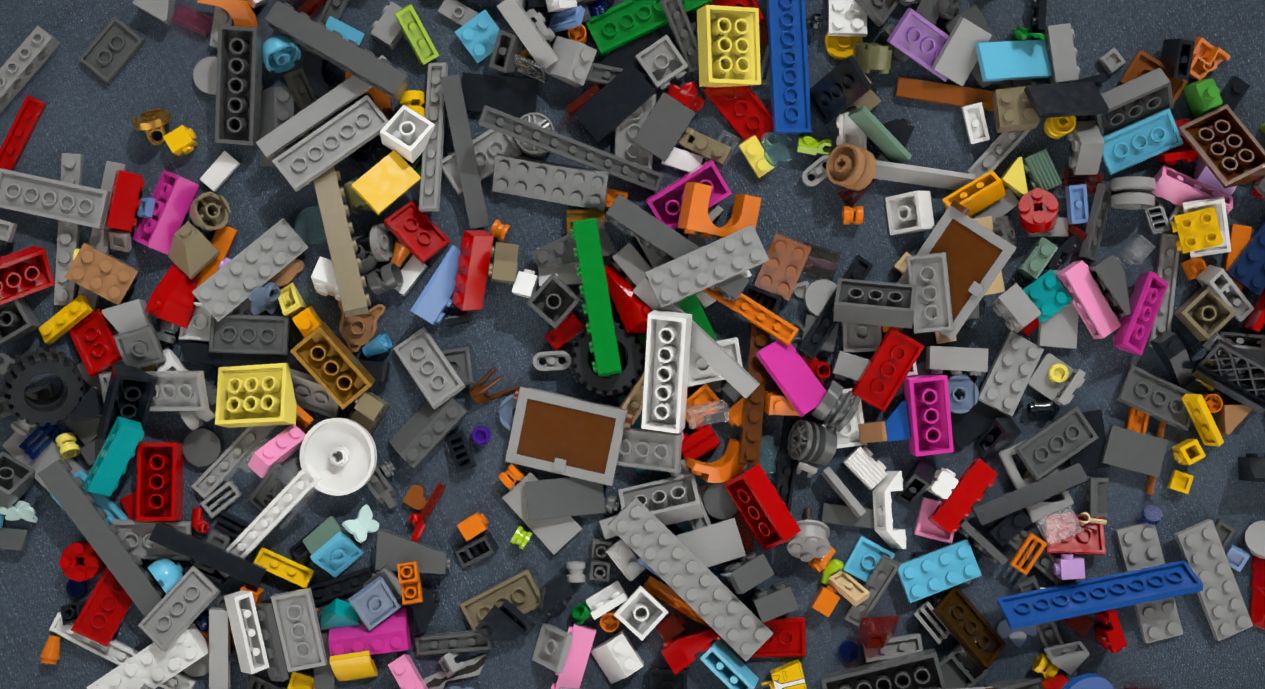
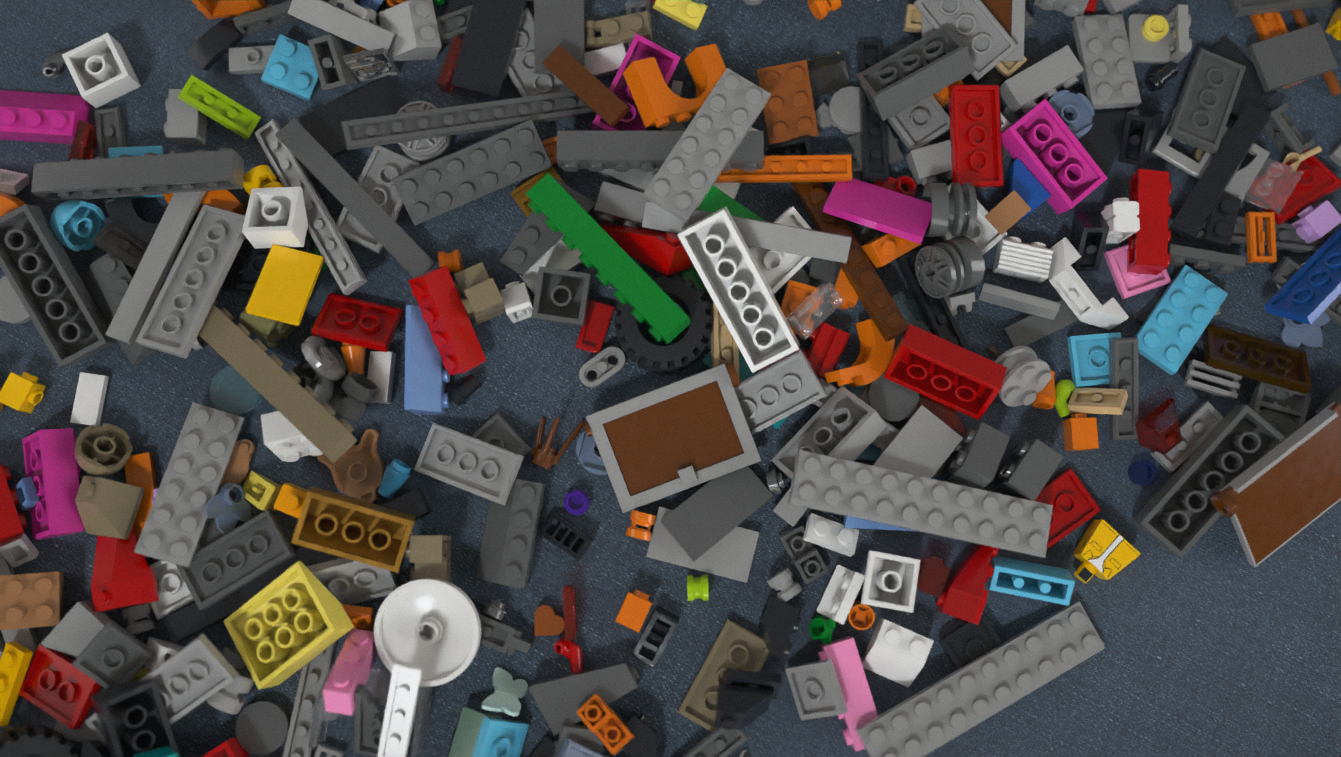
camera: 35 degrees left, 5 degrees down
(657, 174) = (586, 86): none -> reddish brown tile
(670, 597) = (916, 543): orange tile -> none

